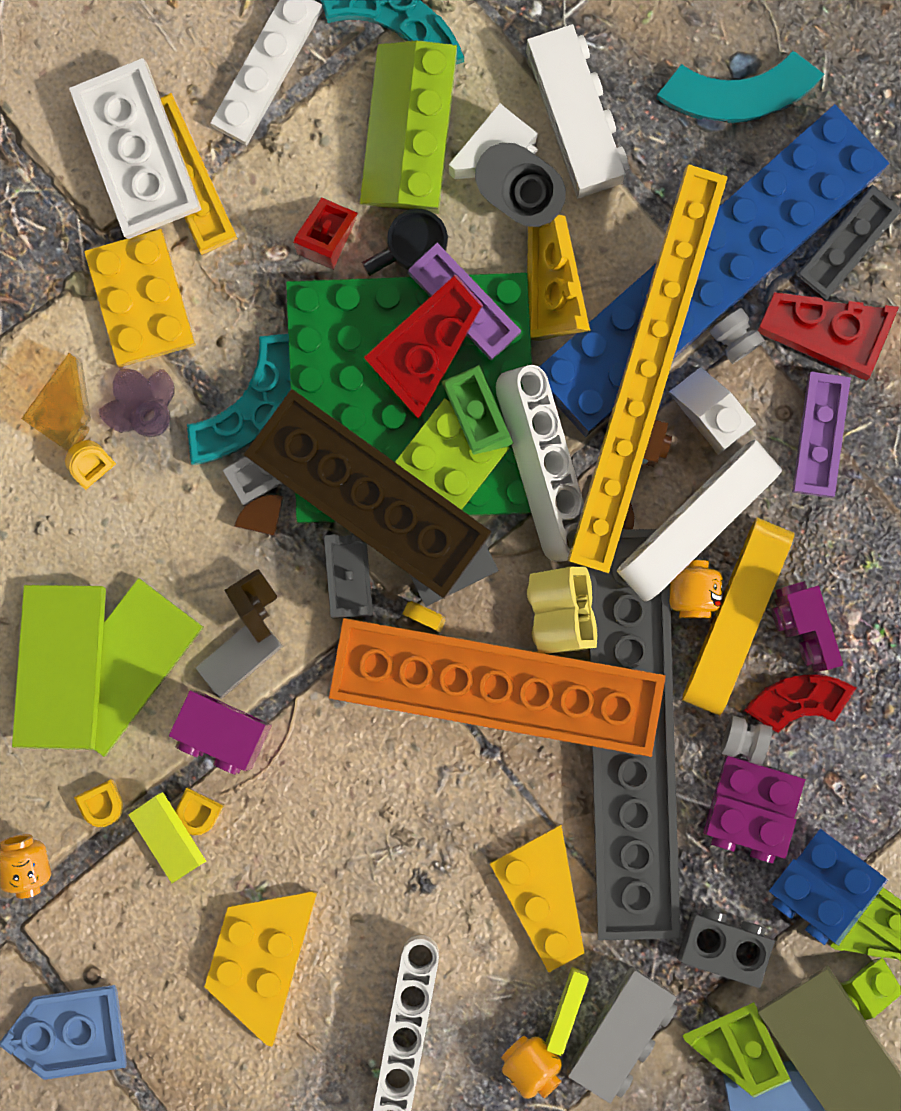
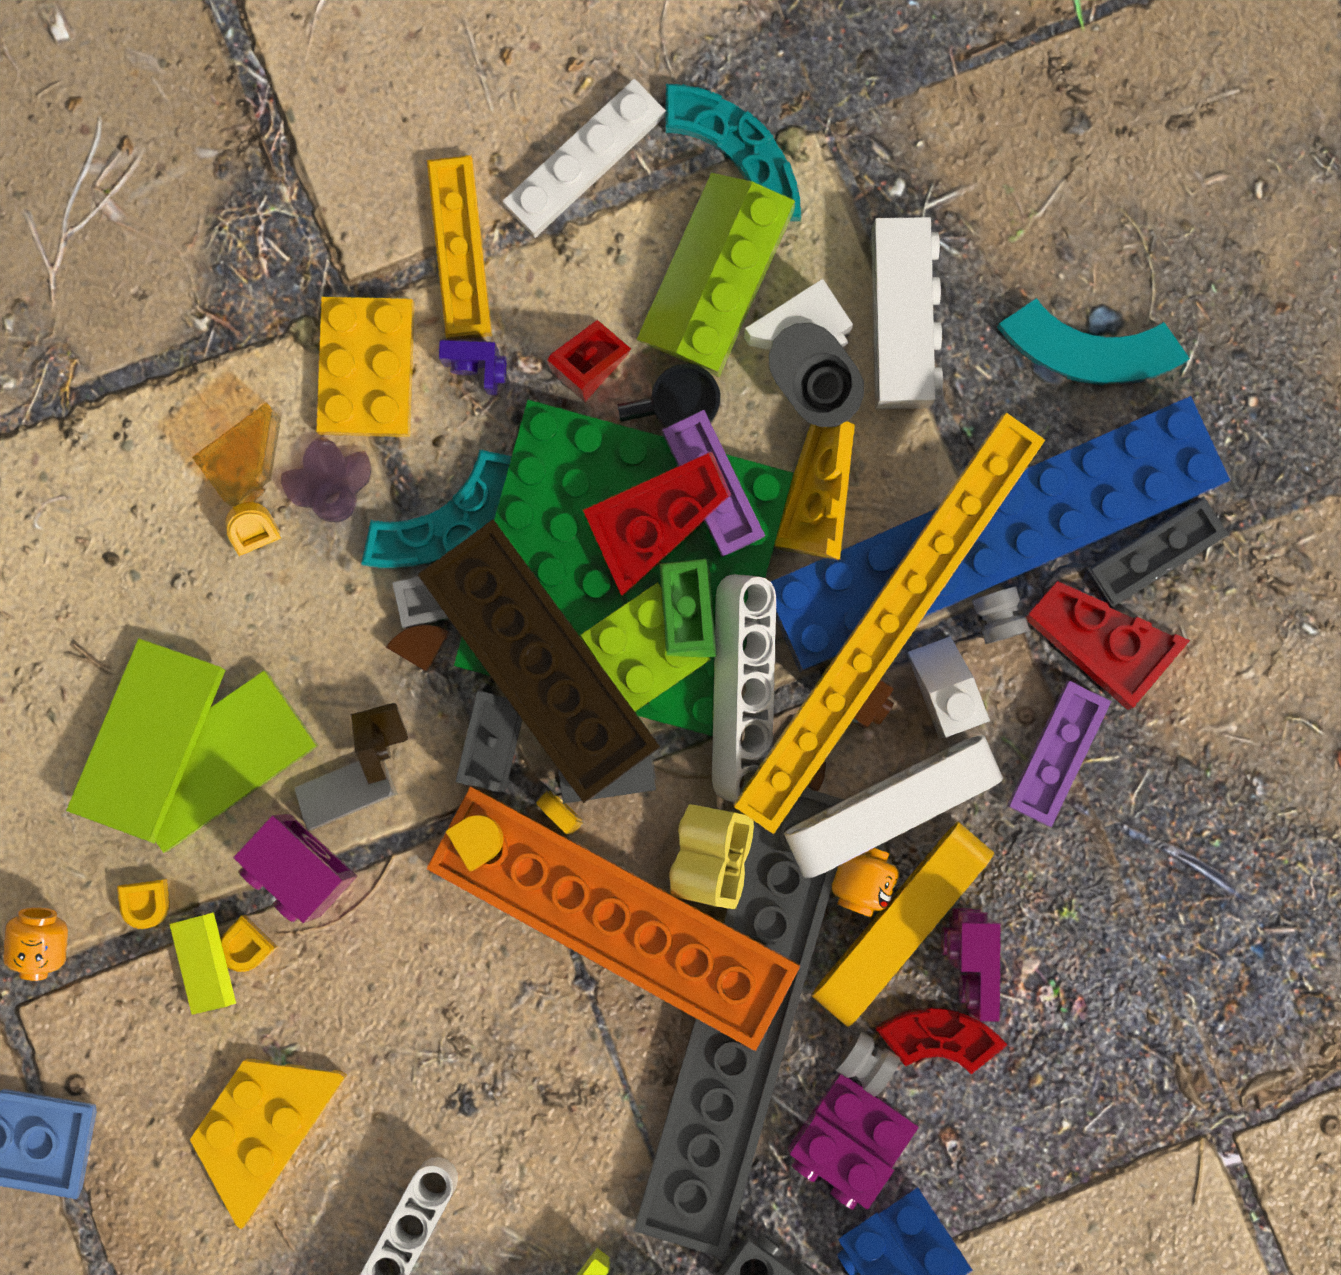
camera: 25 degrees right, 0 degrees up
(135, 148) = (411, 203): white plate -> none
(224, 262) = (468, 356): none -> dark purple bracket
(363, 659) = (476, 840): none -> yellow tile
(543, 896) = (589, 1158): yellow wing -> none

